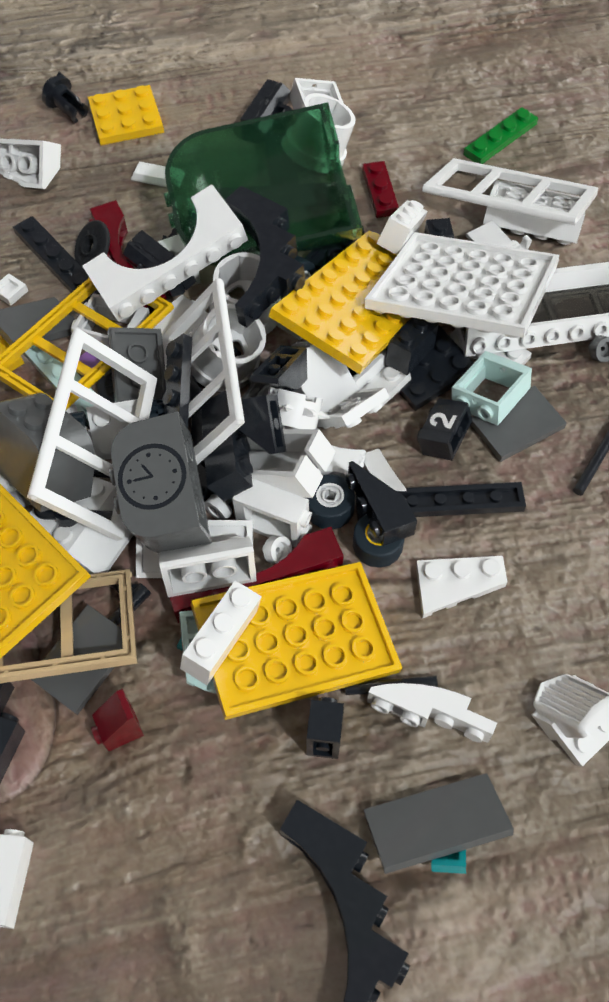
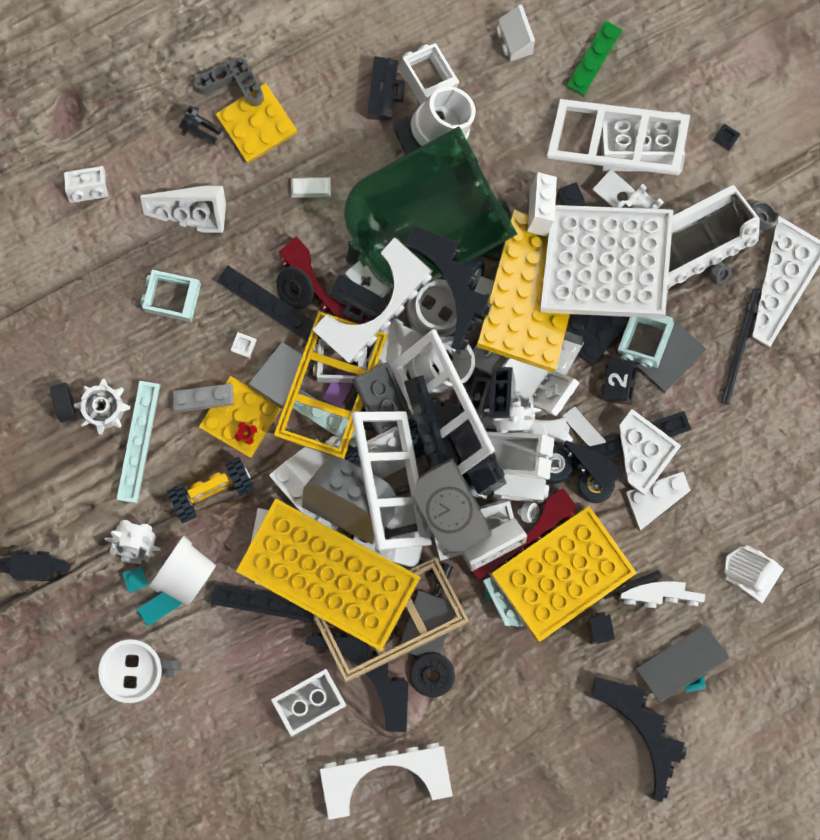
camera: 15 degrees left, 20 degrees up
(41, 731) = (435, 662): none -> black wheel
(116, 722) = (468, 663): dark red slope -> none
(126, 71) = (232, 75): none -> dark grey beam
(220, 632) = (521, 592): white brick -> none
(264, 423) = (502, 437): black slope -> none
(380, 189) = (507, 150): dark red plate -> none
(422, 93) = (516, 34): none -> white slope
(456, 512) = (644, 451): none -> white plate

